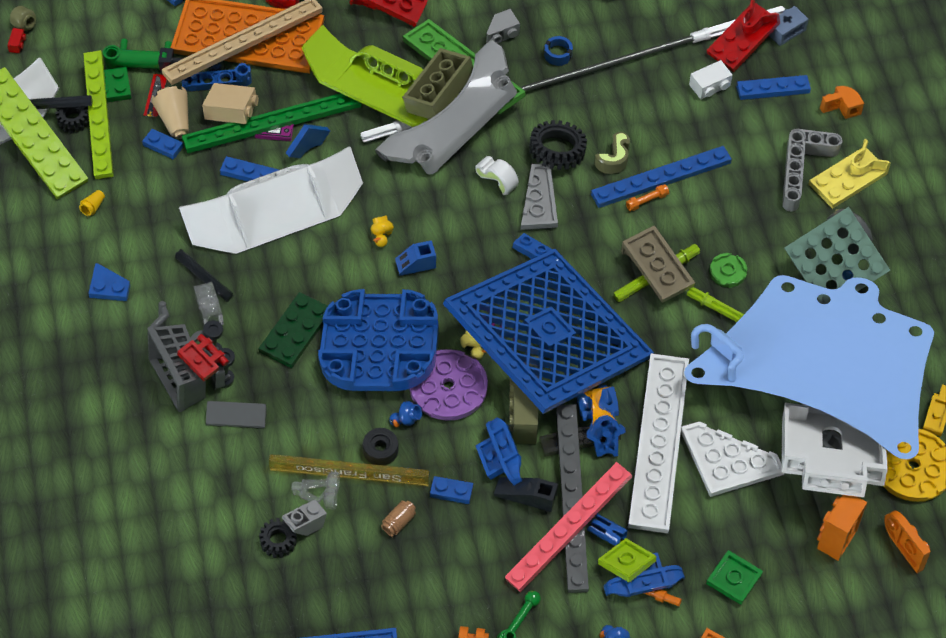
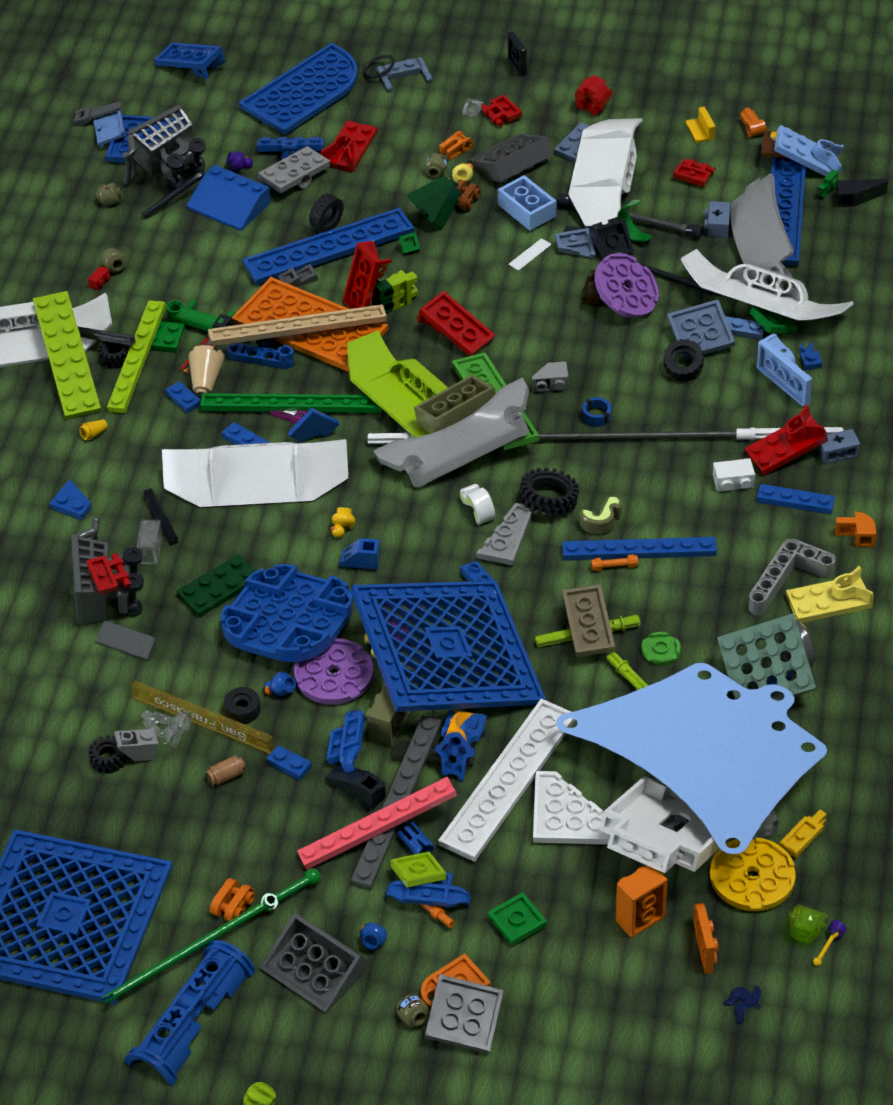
camera: 25 degrees right, 10 degrees down
(230, 103) = (258, 376): tan brick -> none
(723, 344) = (605, 701): light blue piece -> none

